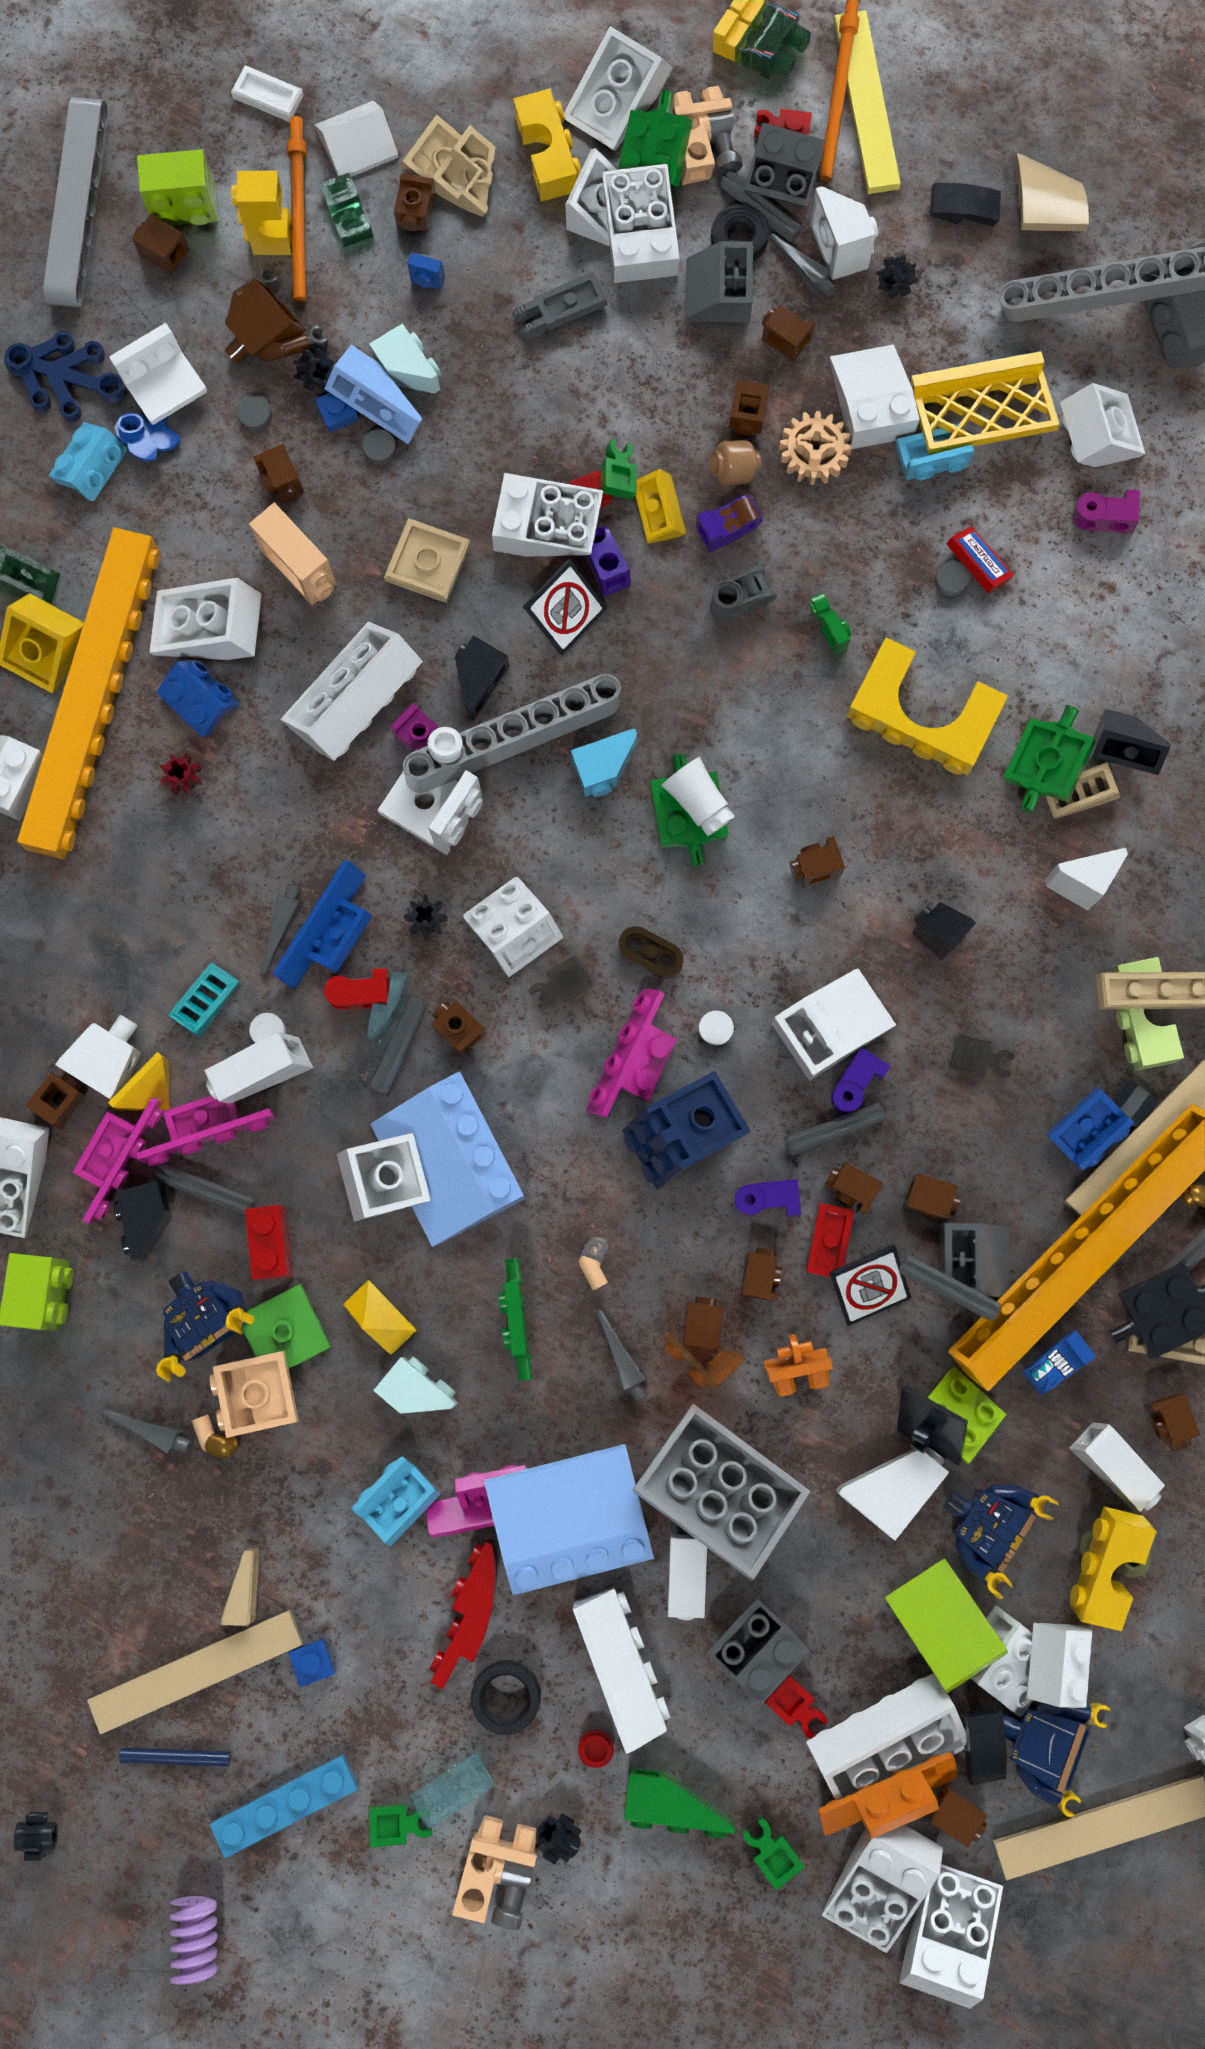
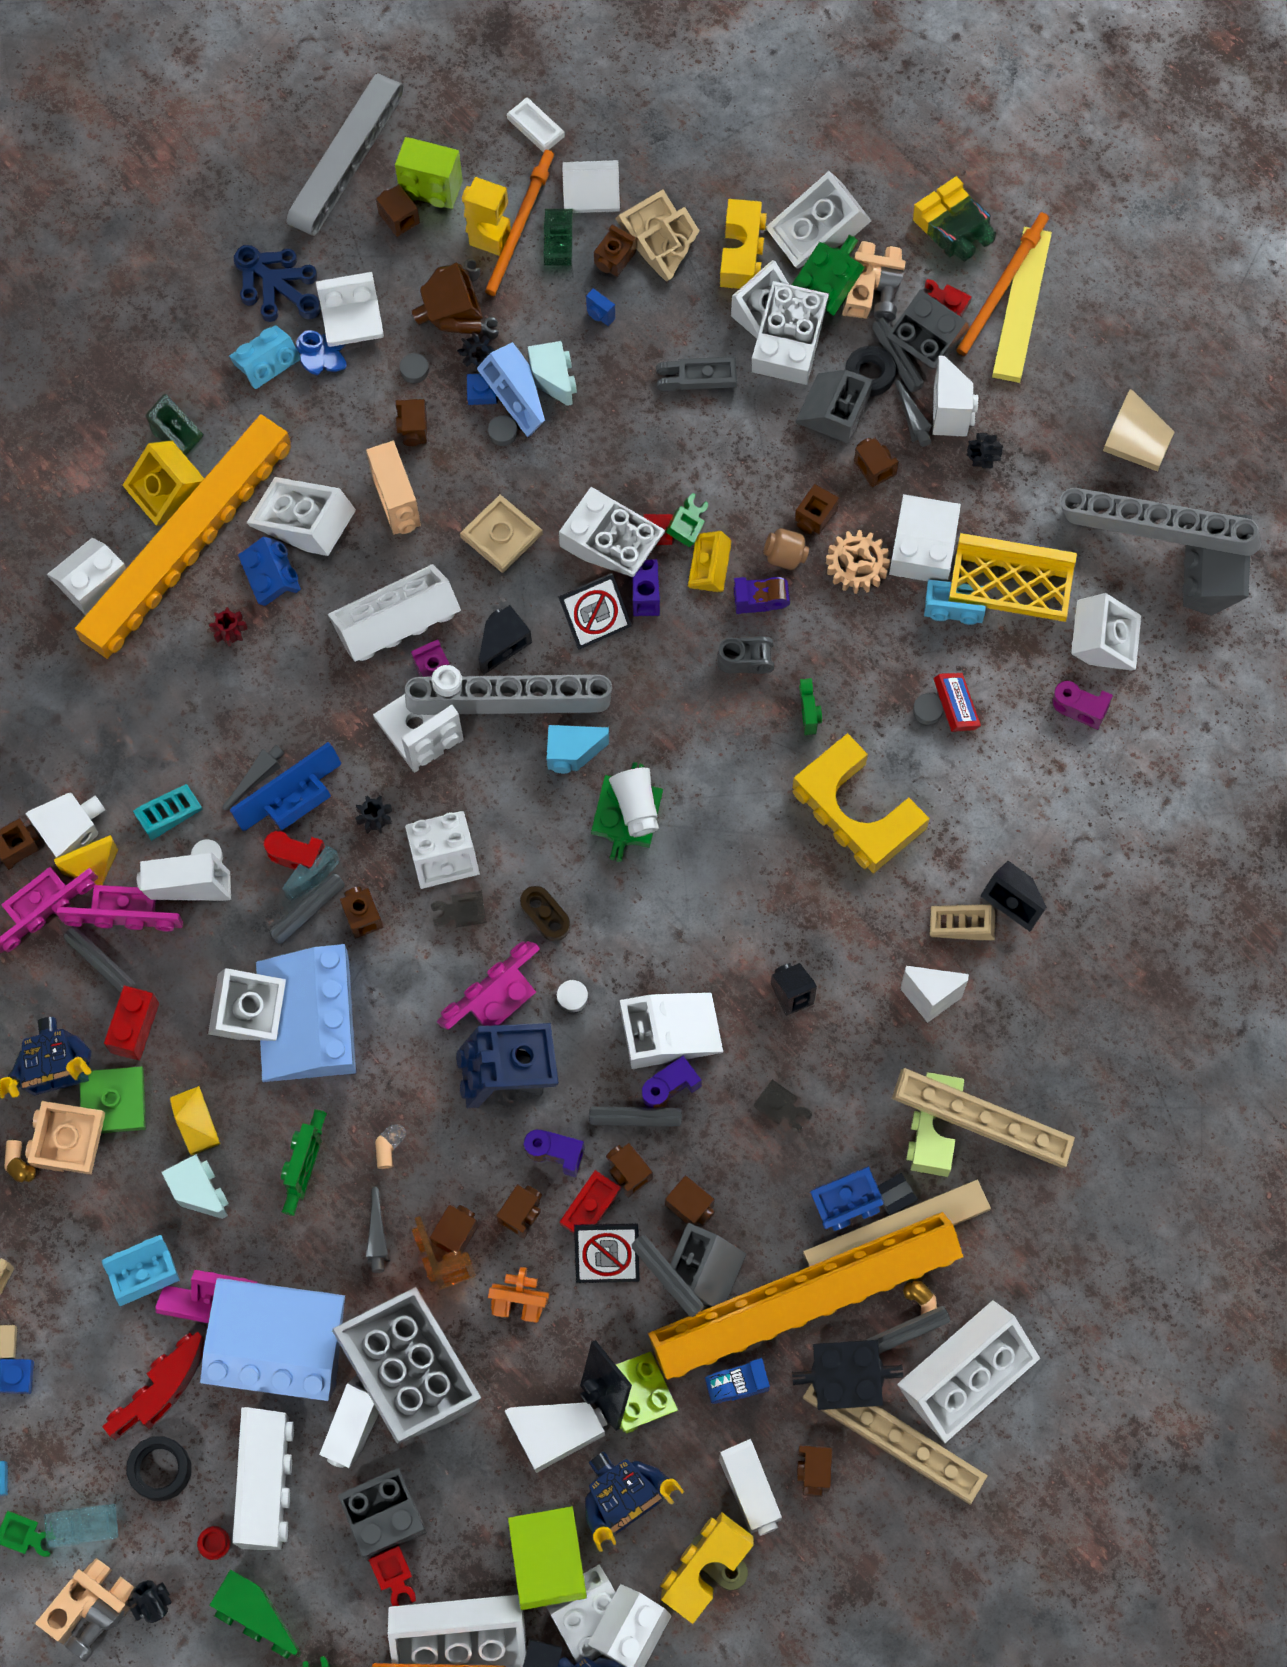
camera: 20 degrees right, 10 degrees down
(144, 1218) = (42, 963): black slope -> none
(817, 863) = (713, 894): reddish brown brick -> none
(960, 201) = (1067, 411): black slope -> none
(1049, 759) = (944, 884): green plate -> none

